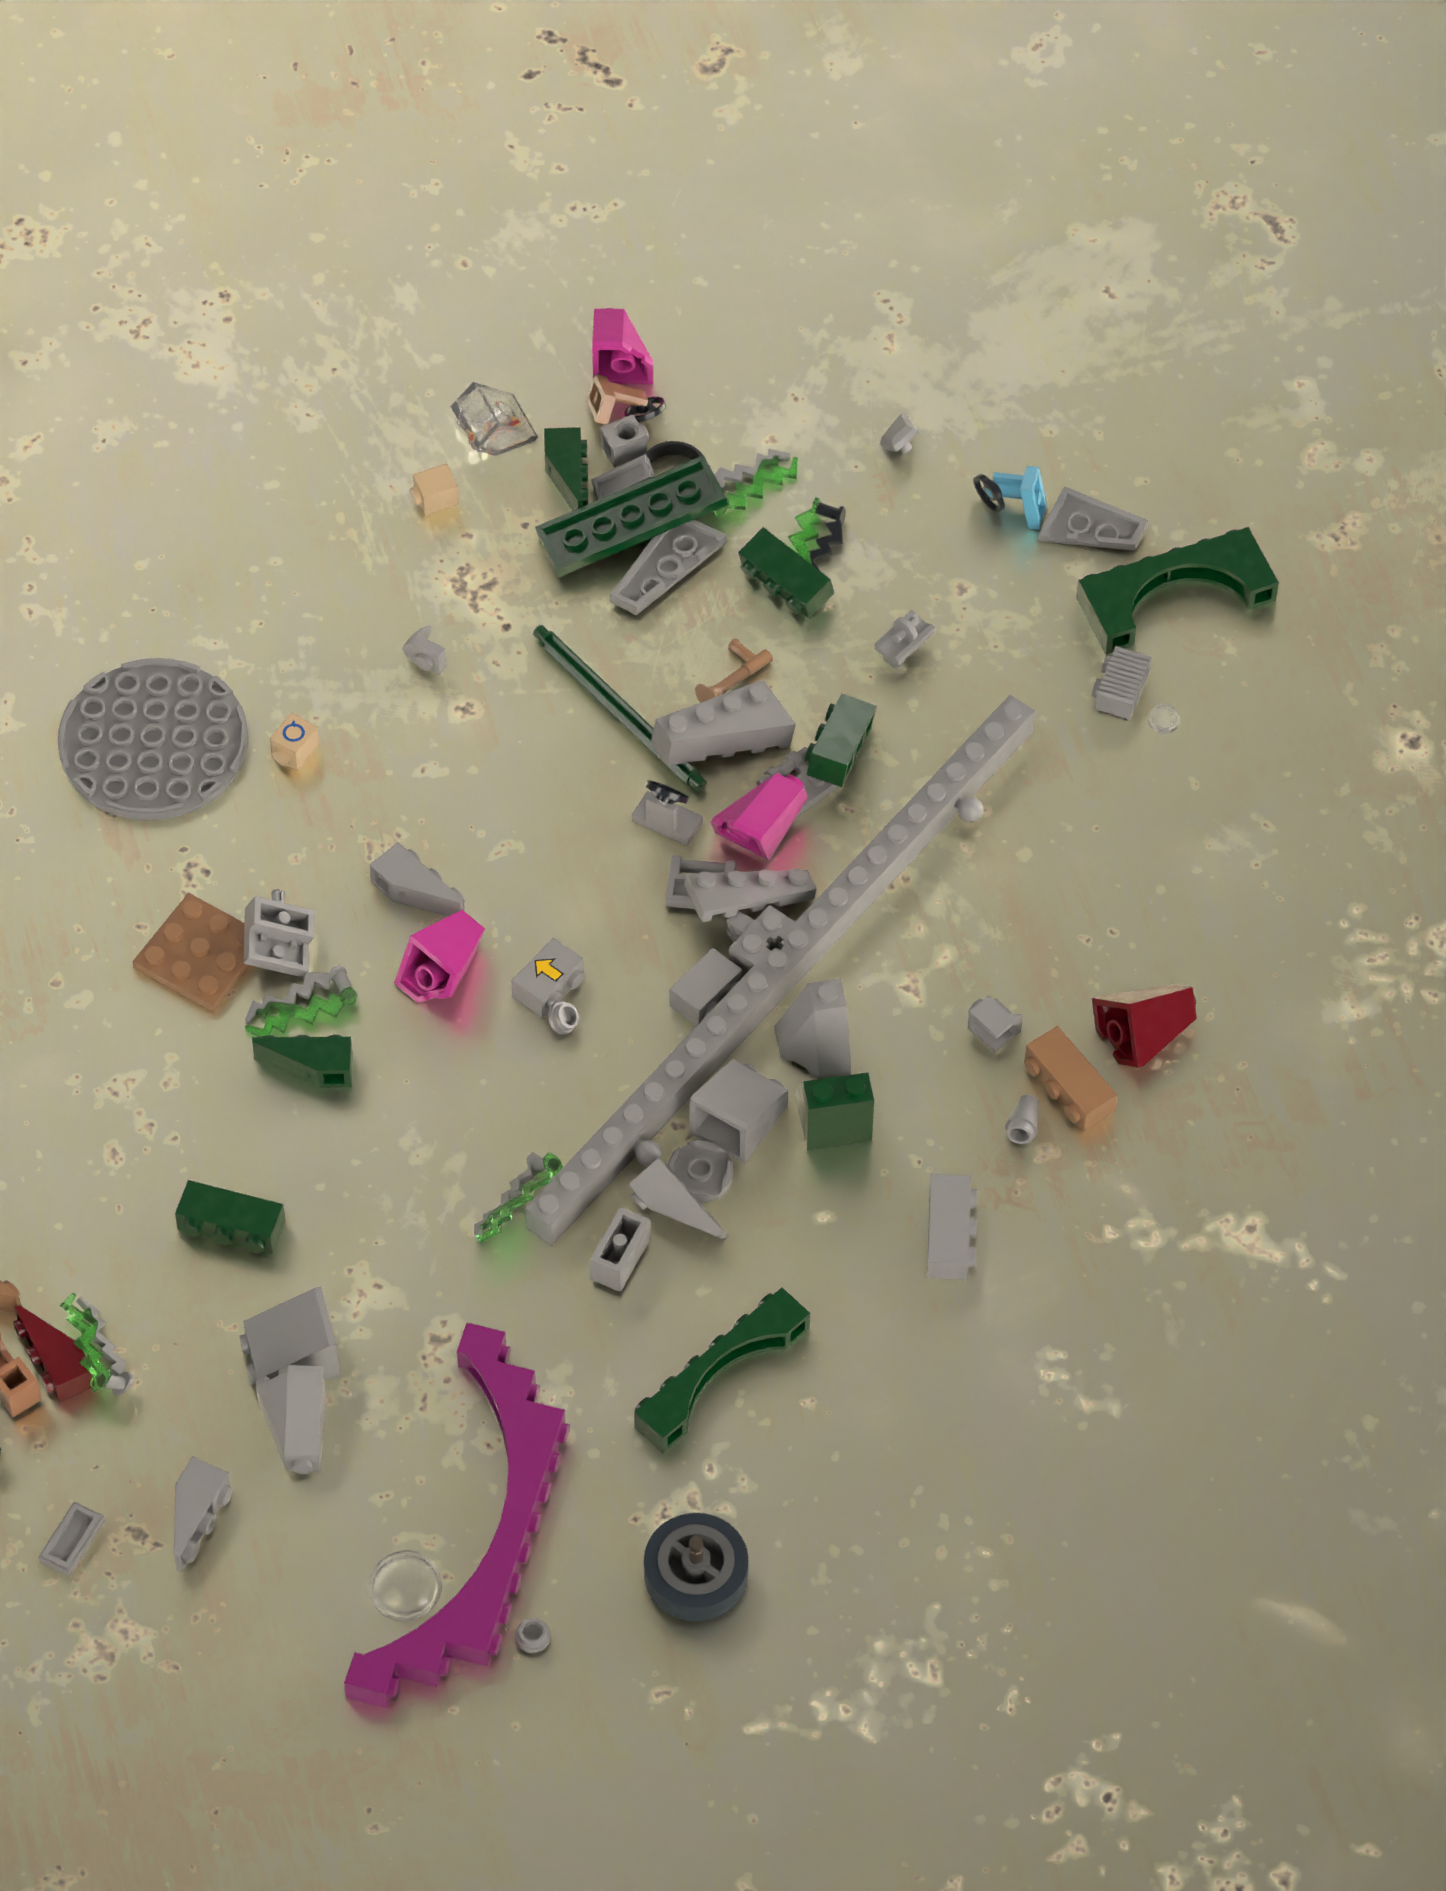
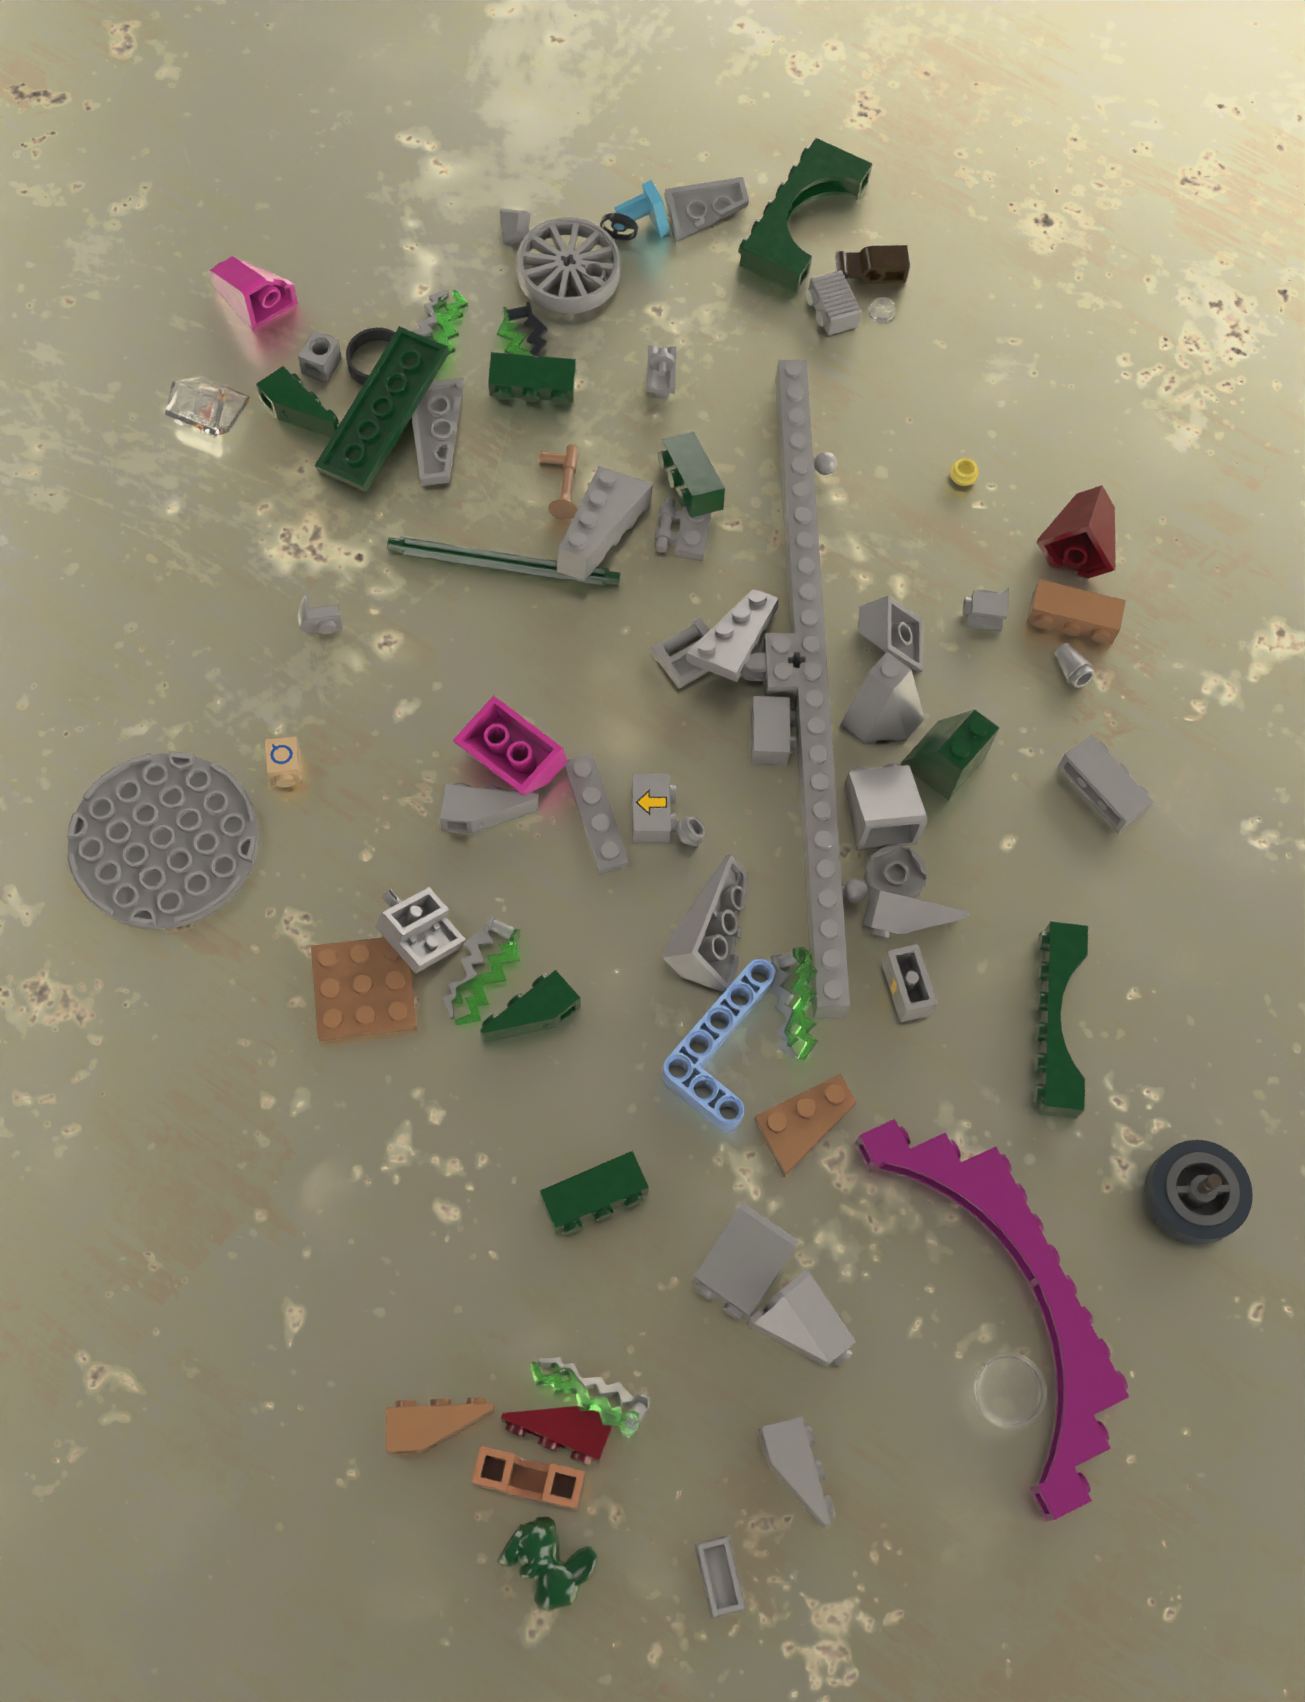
camera: 45 degrees left, 10 degrees up
(429, 1182) = (713, 1039): none -> light blue beam
(434, 489) = (210, 486): tan brick -> none
(438, 1289) = (803, 1120): none -> medium nougat wing
(439, 957) = (565, 854): dark pink slope -> none
(475, 852) = (511, 747): none -> dark pink slope
(501, 1103) = (707, 935): none -> light grey wedge
(503, 953) = (596, 814): none -> light grey plate
(532, 1635) = (1133, 1347): light grey plate -> none
(605, 393) = (285, 330): medium nougat piece -> none
(622, 477) = (347, 385): light grey tile -> none
(662, 815) = (618, 618): light grey piece -> none
(762, 815) = (693, 569): dark pink slope -> none
(890, 985) = (893, 630): none -> light grey slope
(910, 500) = (568, 266): none -> light grey piece
(1095, 901) = (964, 472): none -> light yellow plate
(1196, 674) = (876, 264): none -> dark brown piece

